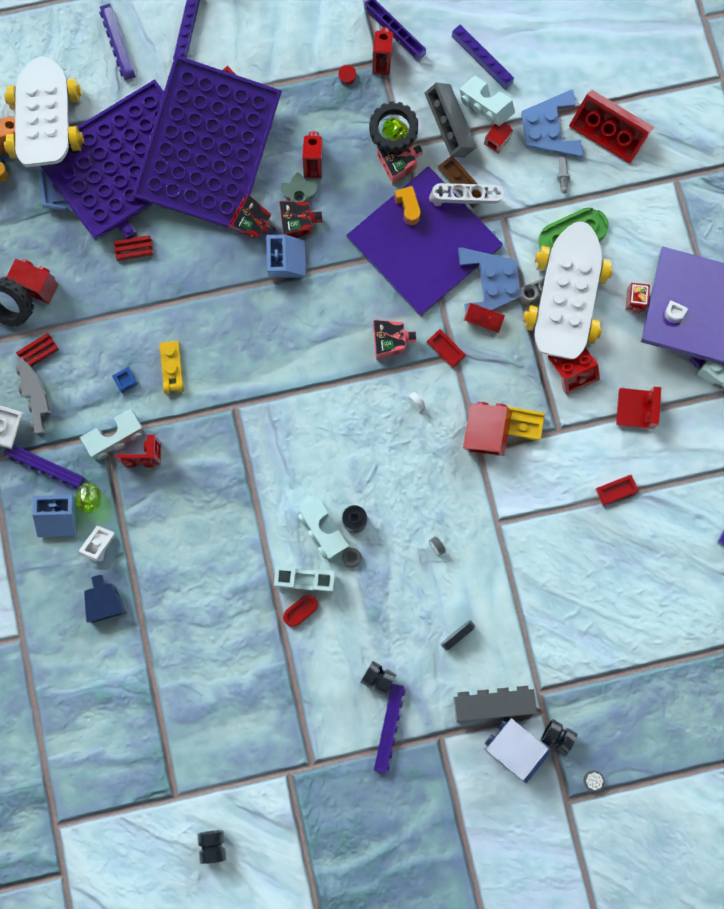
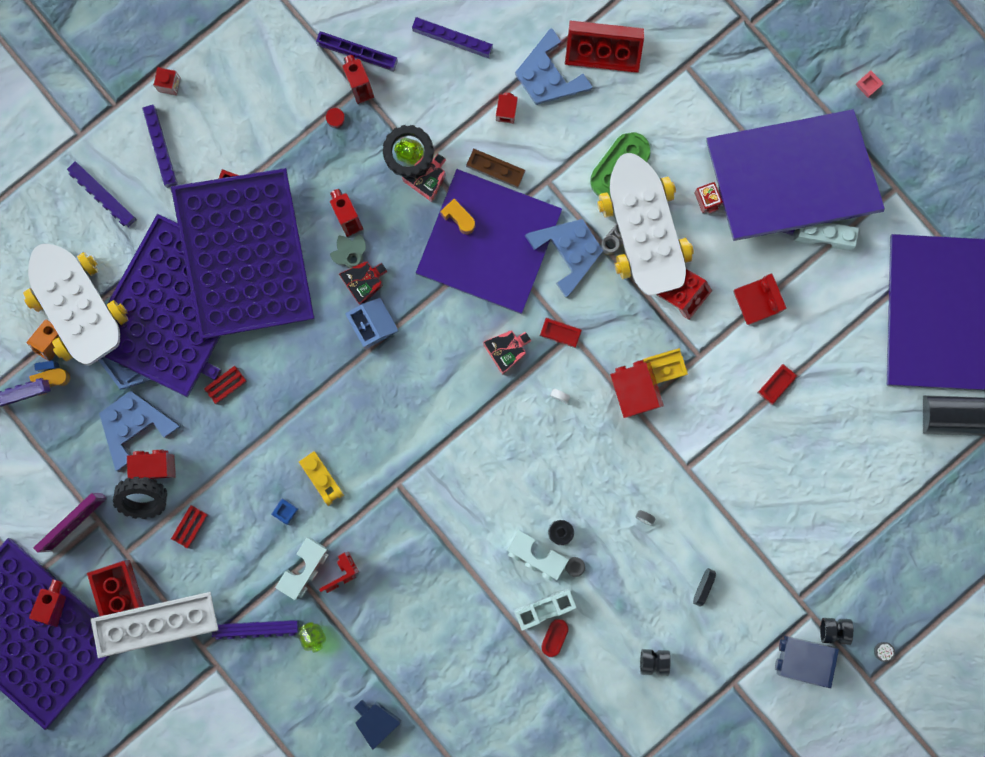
camera: 30 degrees left, 5 degrees up
(32, 388) = (206, 564): light grey slope -> none
(35, 235) = (127, 419): none -> medium blue wing
(55, 515) = (291, 669): medium blue slope -> none
(96, 544) = (342, 675): white slope -> none
(251, 219) = (321, 303): torso -> none
(389, 728) = (686, 700): dark purple piece -> none
(450, 120) = (455, 115): dark grey brick -> none
(466, 189) = (506, 178): white beam -> none
(483, 317) = (580, 287): red plate -> none
(494, 705) = (766, 631): dark grey brick -> none
(495, 109) = (493, 85): light aqua arch -> none
(563, 176) = (584, 116): light grey piece -> none
(675, 312) = (750, 198): white tile -> none

